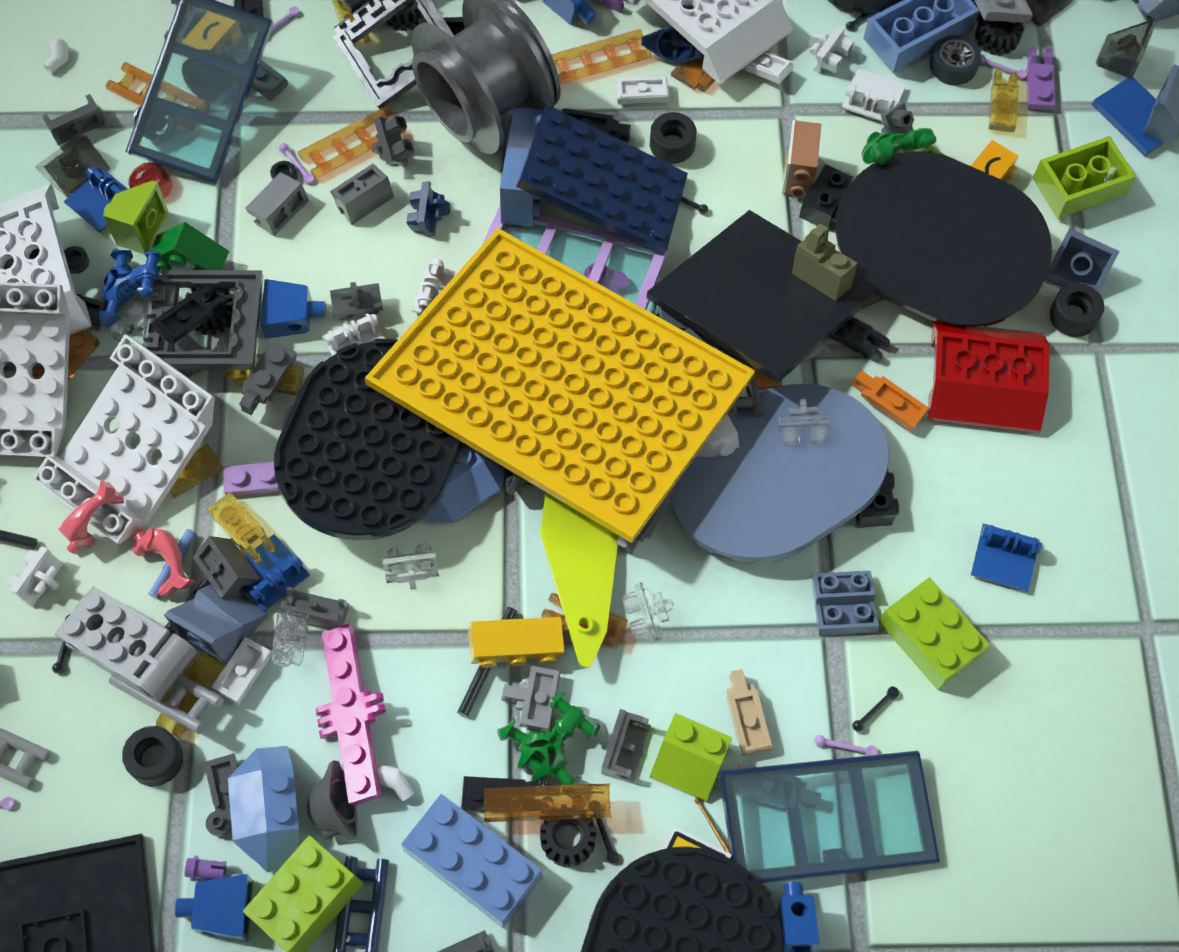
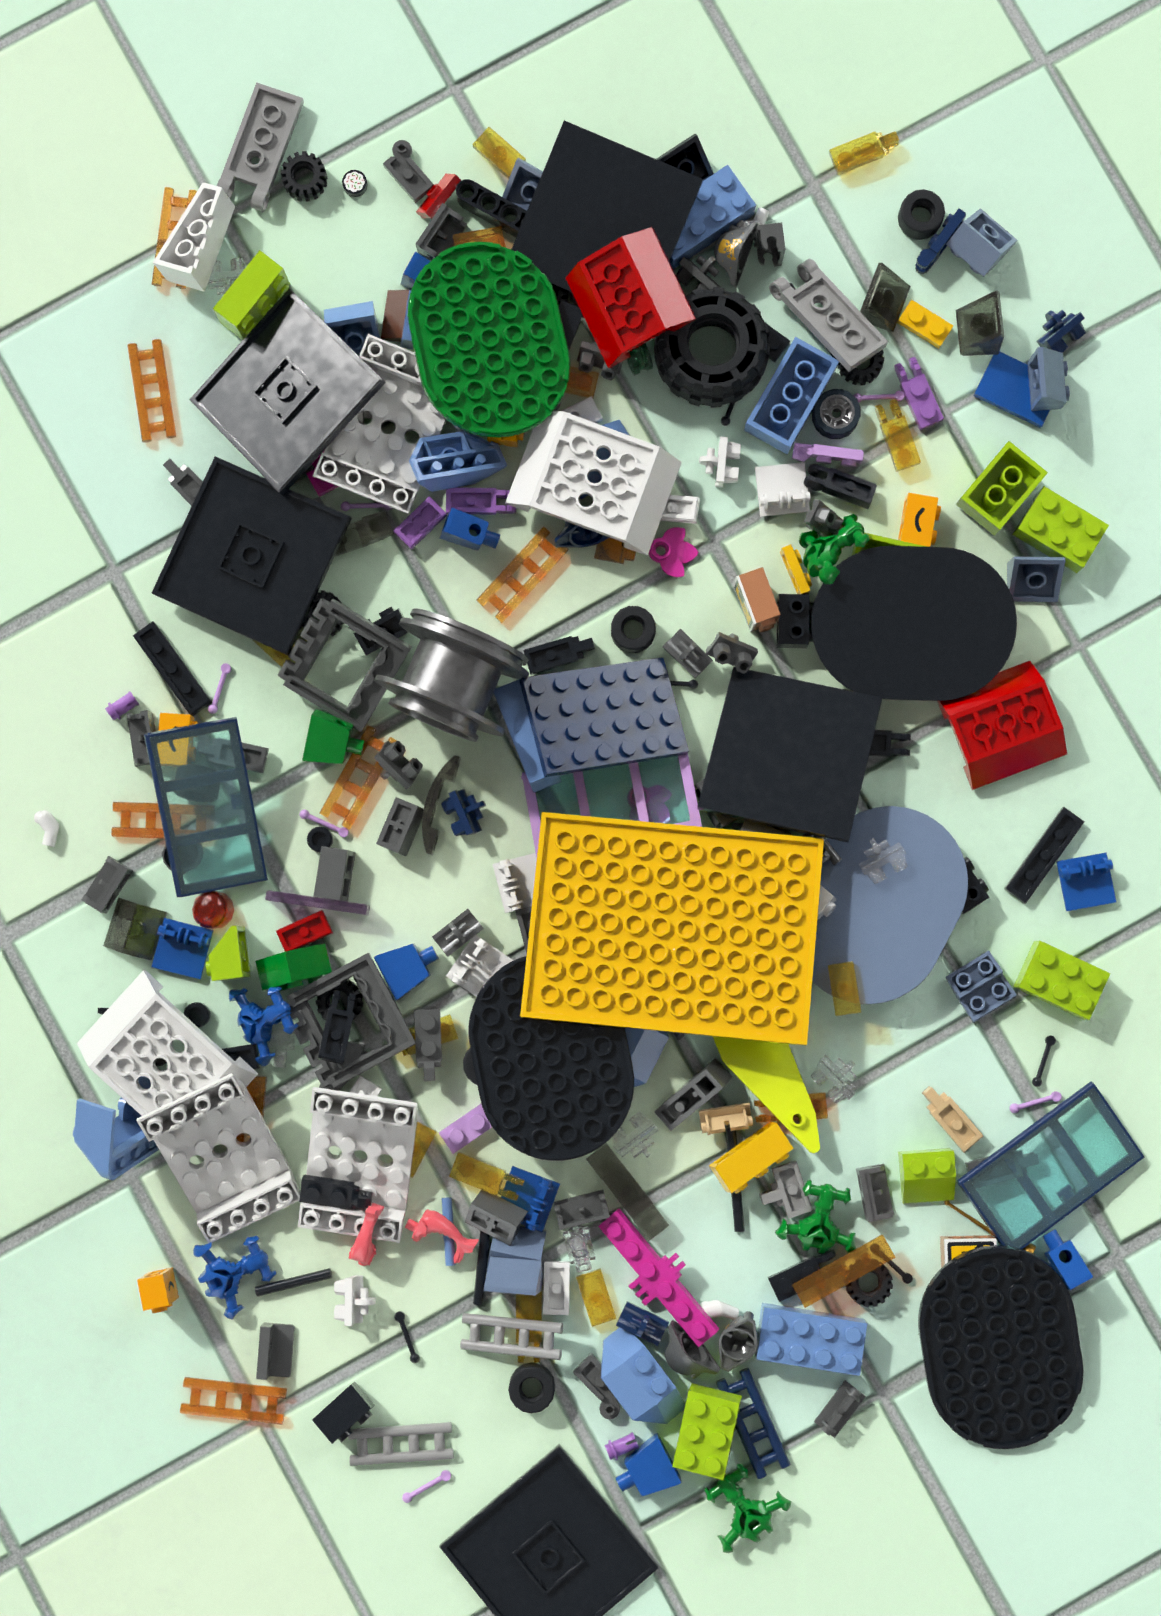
camera: 20 degrees left, 20 degrees up
(84, 461) = (333, 1193): none -> black hinge
(126, 644) = (500, 1313): light grey hinge -> none
(227, 235) = (304, 931): none -> red plate
(246, 218) = (317, 902): none -> clear purple tile
(276, 703) = (596, 1297): none -> clear yellow plate
(305, 749) = (642, 1323): none -> dark blue hips
(344, 95) = (330, 739): none -> green torso
(371, 612) = (627, 1191): none -> clear smoke slope
(392, 817) = (738, 1342): none -> dark grey hat
(431, 170) = (447, 773): none -> clear smoke slope
(494, 554) = (693, 1094): none -> dark grey slope
(512, 592) = (714, 1119): none -> tan hinge
(642, 90) = (580, 591): white plate -> none
(701, 524) = (844, 988): none -> clear yellow plate
(712, 177) = (687, 653): none -> dark grey hips
(747, 98) = (676, 552): none -> dark pink plate
(754, 191) = (732, 651): none -> dark grey hips
(822, 265) = (831, 708): olive hinge -> none
(852, 152) = (792, 561): none -> yellow plate
(890, 400) = (936, 789): orange hinge -> none
(930, 113) = (840, 485): none -> black hinge
(932, 84) = (825, 454): none -> lavender hinge
(972, 512) = (1044, 855): none -> black tile
(1073, 32) = (925, 324): none -> yellow plate
(1081, 296) = (1060, 612): black tyre -> none
(1131, 230) = (1060, 529): none -> lime brick

